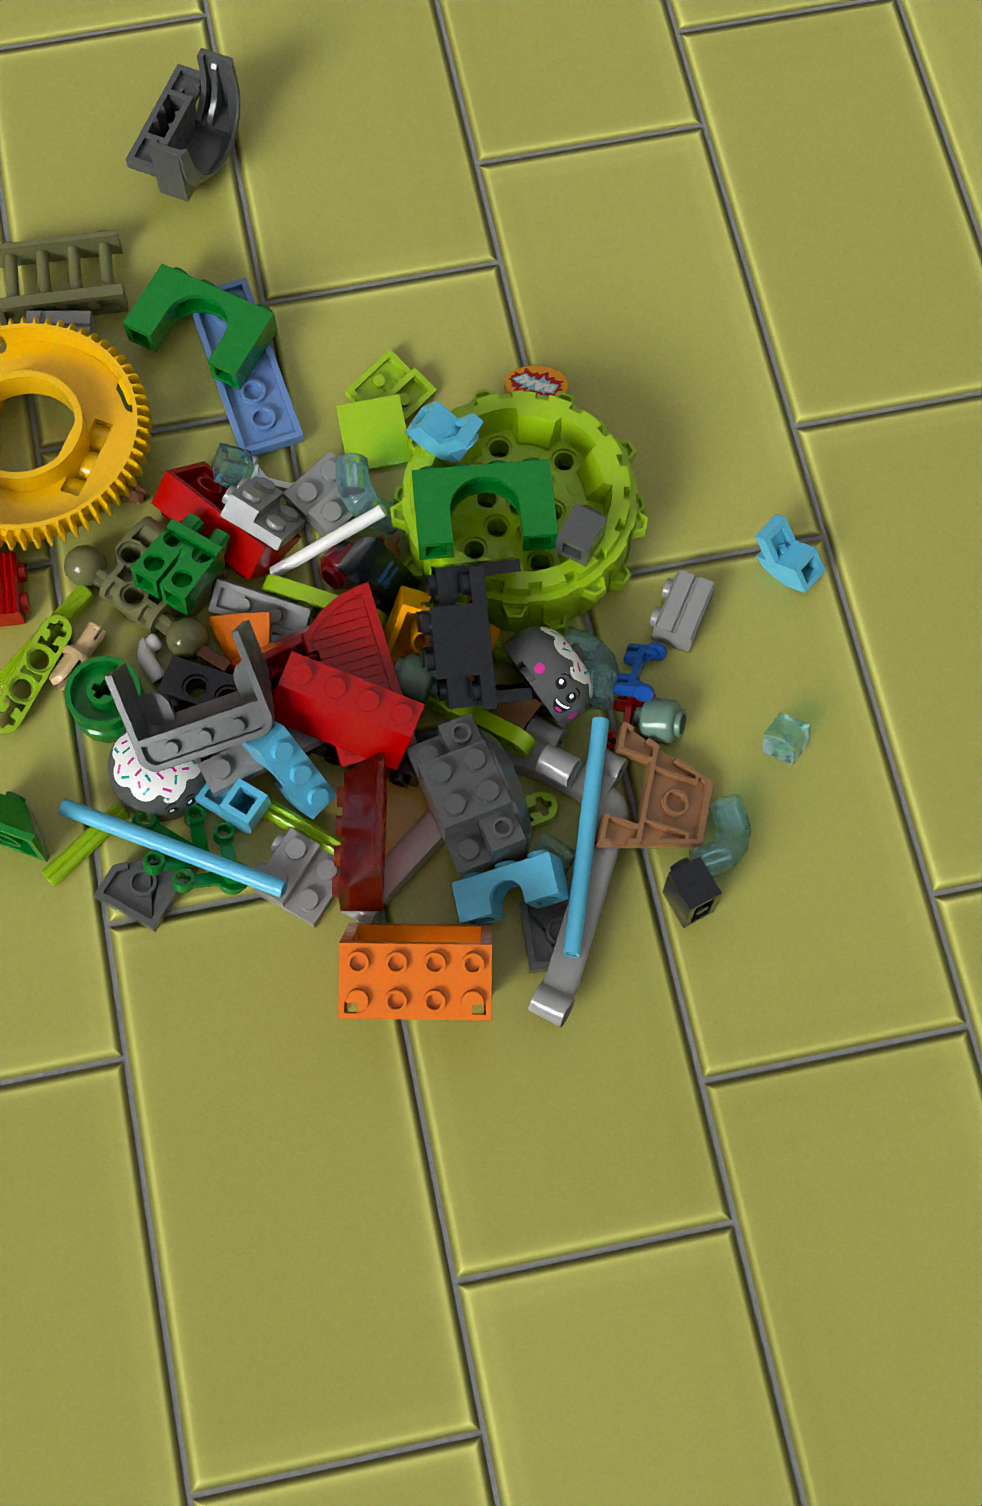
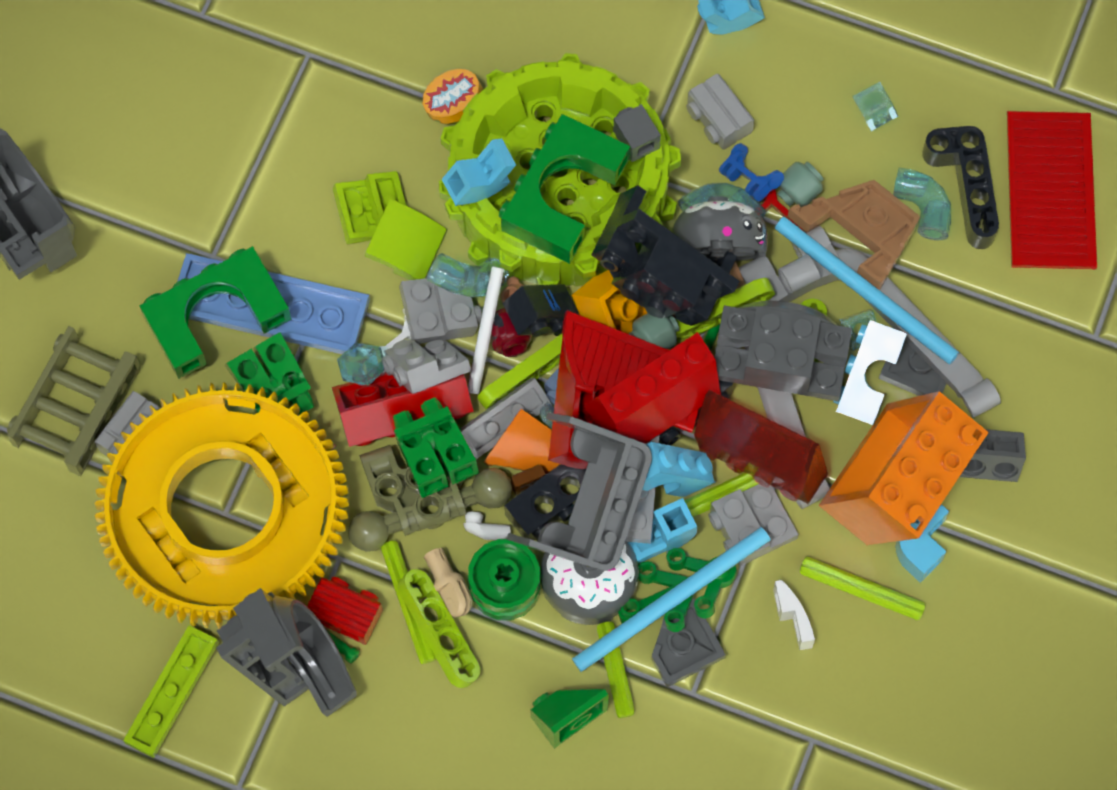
camera: 55 degrees left, 0 degrees up
(176, 405) = (284, 373): none -> green hips
(236, 956) = (790, 608): none -> white slope
(299, 1014) = (862, 588): none -> lime axle
(366, 1038) = (922, 554): none -> medium azure brick
(502, 1048) = (998, 457): none -> dark grey brick
(691, 890) = (954, 247): black brick -> none
(768, 872) = (969, 186): none -> black beam
(824, 950) = (1051, 190): none -> red window

